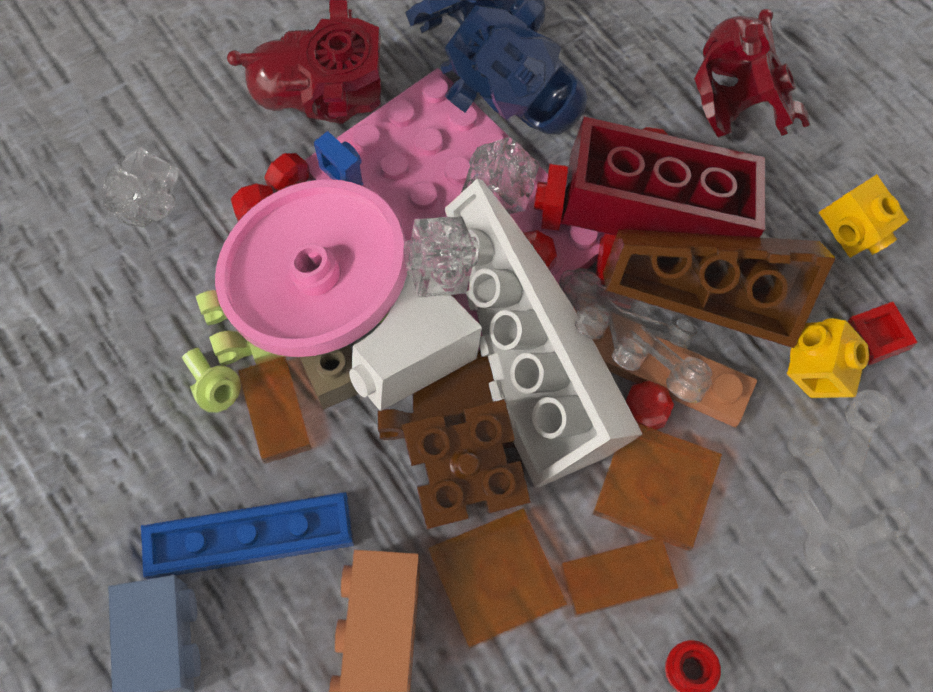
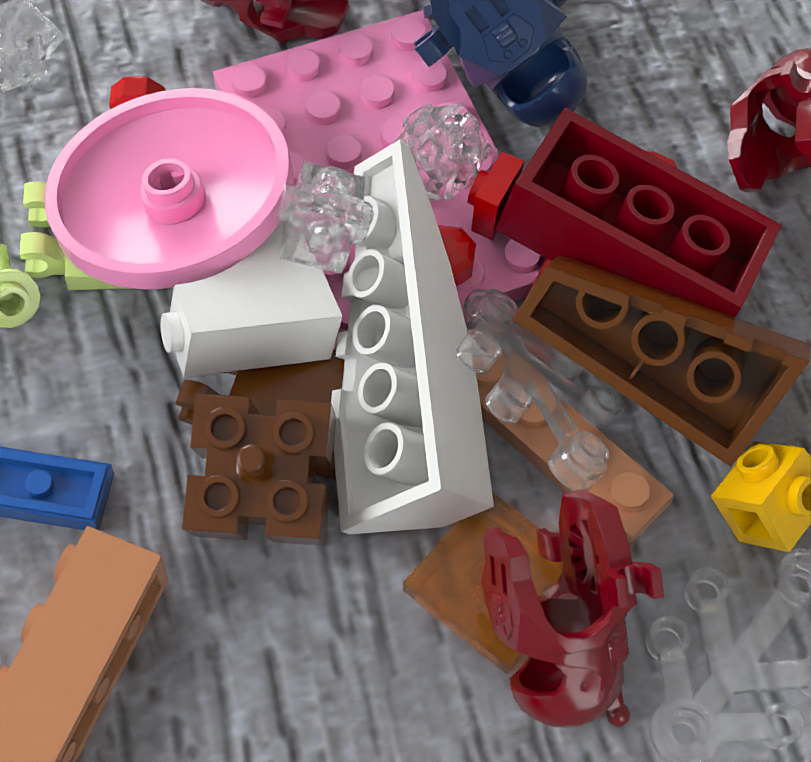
camera: 15 degrees right, 5 degrees down
(274, 410) = (67, 345): clear orange tile -> none
(287, 171) = (191, 71): red tile -> none
(333, 385) = (141, 324): dark tan plate -> none
(338, 159) = (253, 76): blue plate -> none
(497, 578) = (251, 624): clear orange tile -> none
(619, 577) = (403, 674): clear orange tile -> none
(650, 404) = (524, 482): red tile -> none
(738, 497) = (579, 625): none -> dark red helmet

